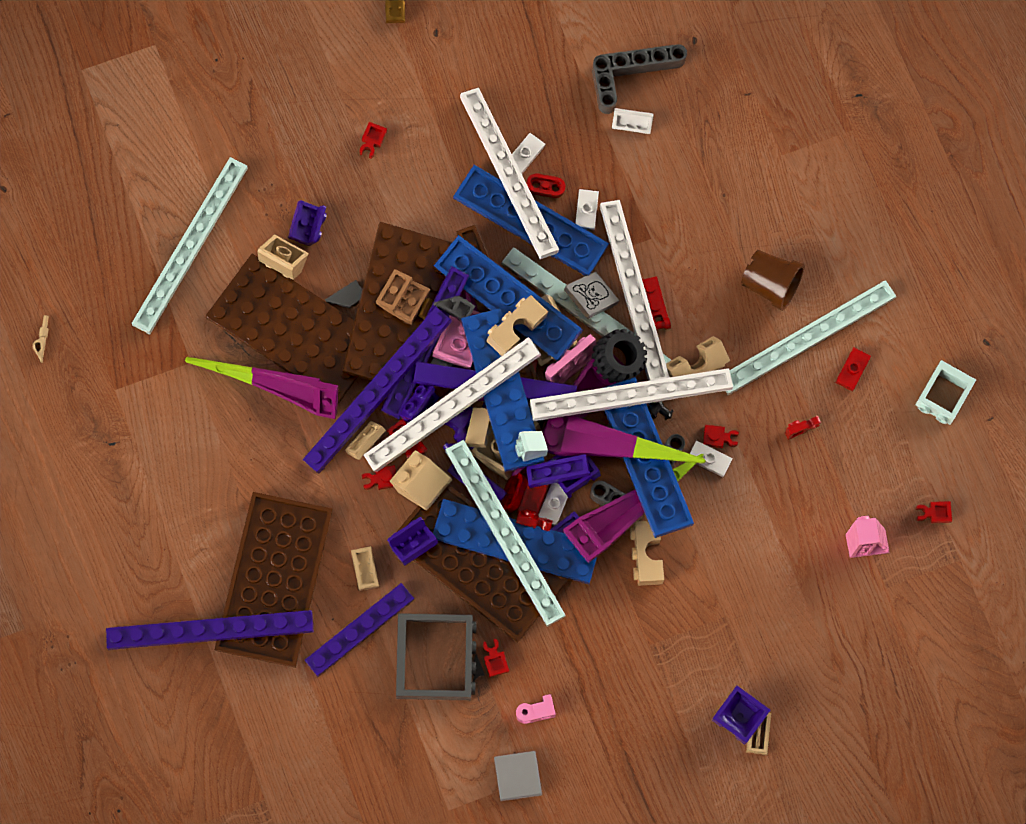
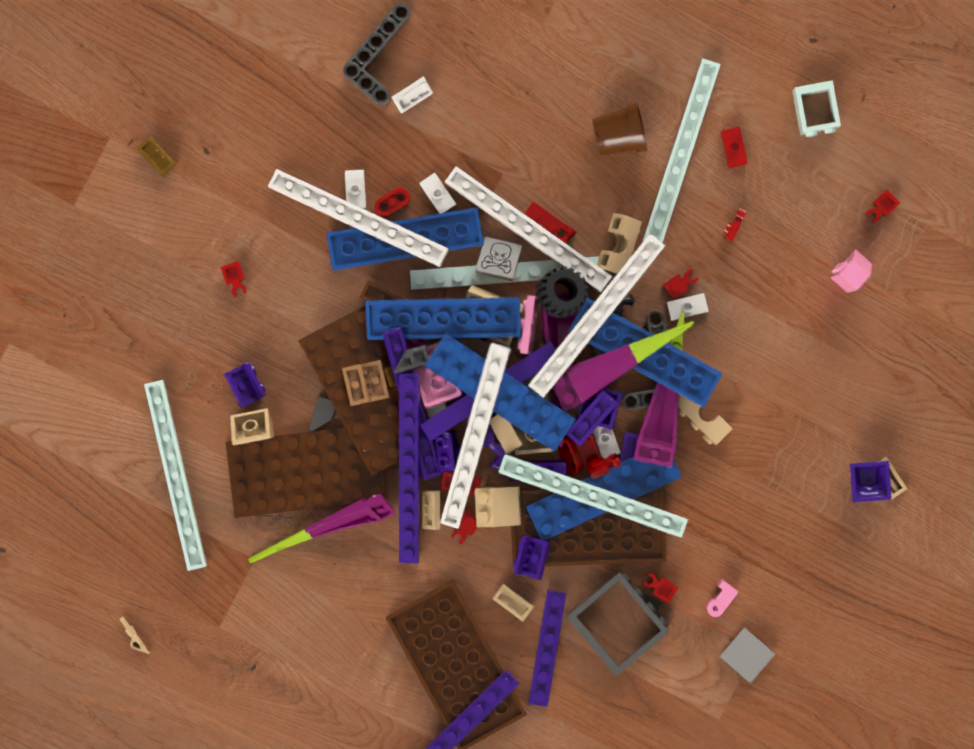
camera: 35 degrees left, 15 degrees up
(528, 312) = (470, 321): tan arch -> none
(531, 445) = (560, 421): light aqua slope -> none

